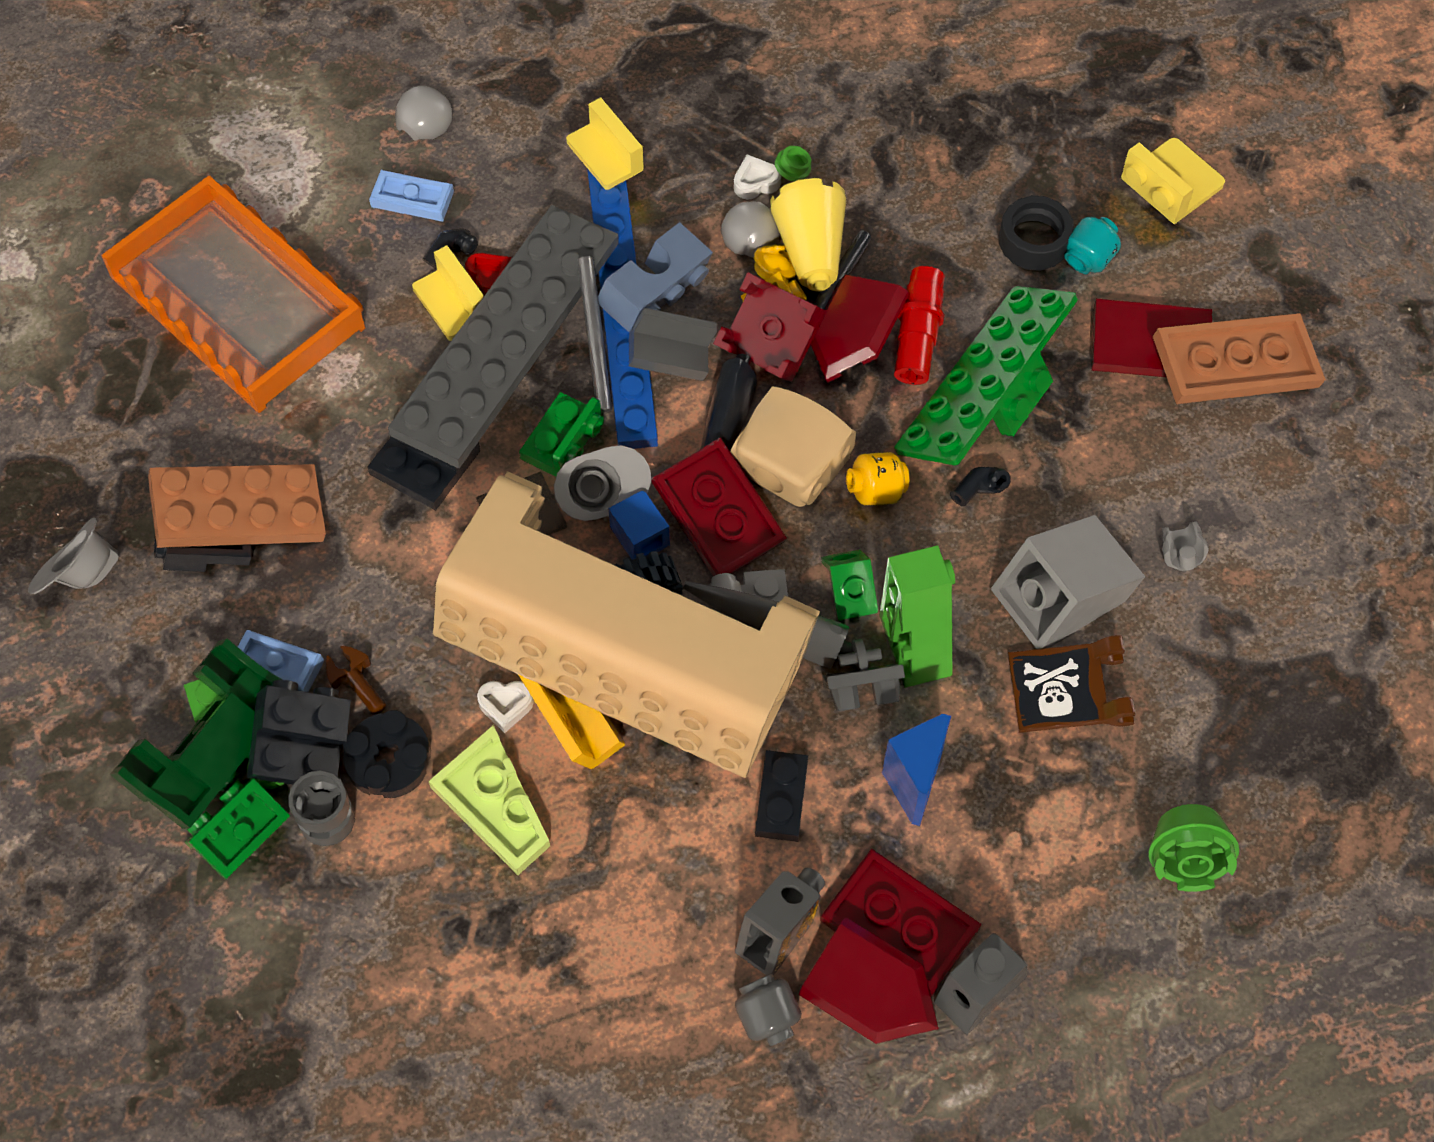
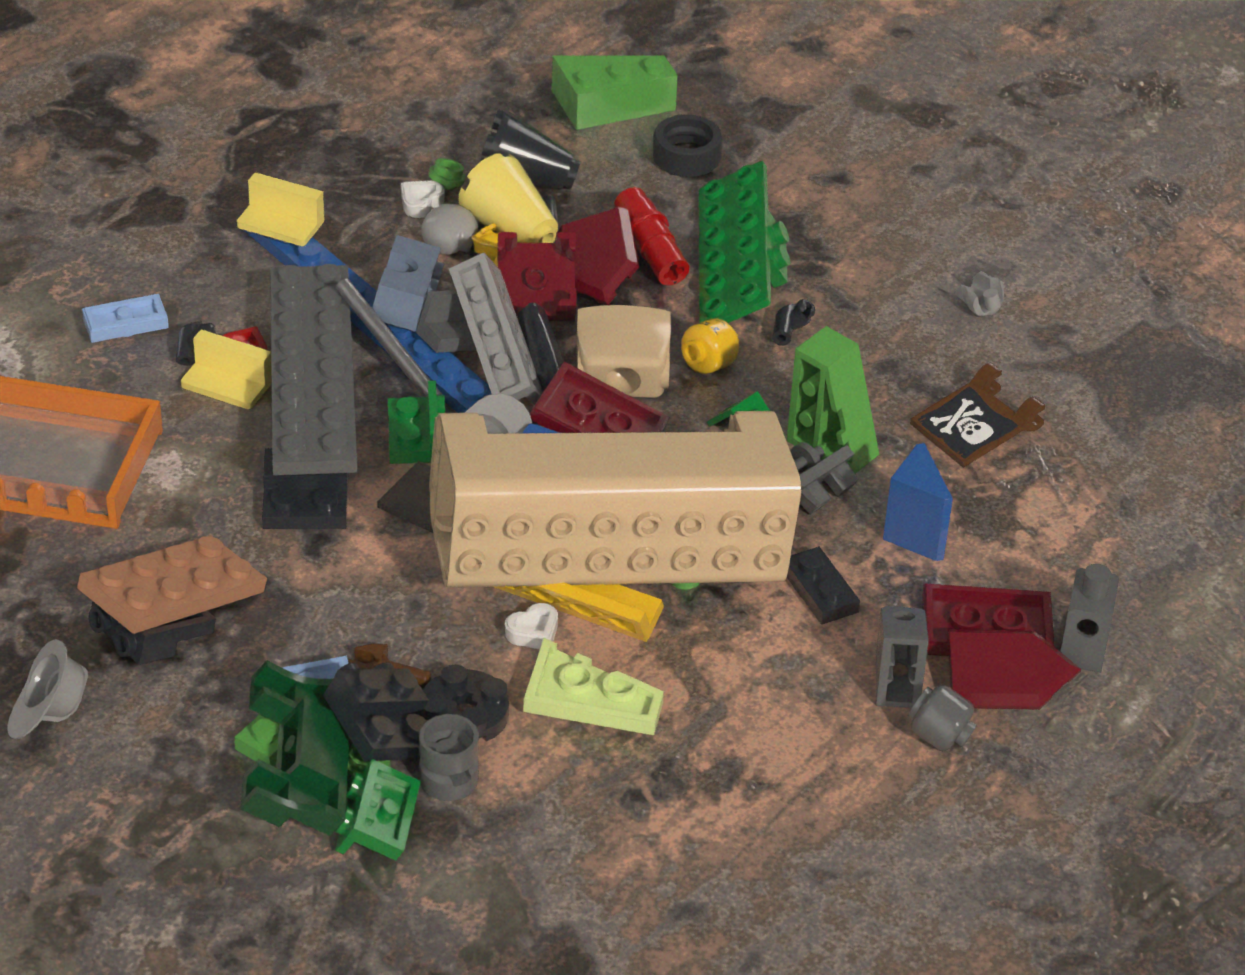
camera: 35 degrees left, 20 degrees down
(423, 113) = (81, 257): light grey hair -> none
(681, 374) = (495, 329): none -> light grey fence
(869, 179) = (541, 158): none -> black cone
(1014, 134) = (613, 87): none -> bright green wedge
(1066, 580) = (916, 350): light grey slope -> none
(1092, 245) = (741, 135): teal head -> none
(1126, 331) = (837, 181): dark red tile -> none
(1171, 178) = (759, 74): light yellow bracket -> none
(1193, 847) = (1164, 465): bright green cone -> none
(1238, 358) = (916, 161): nougat plate -> none

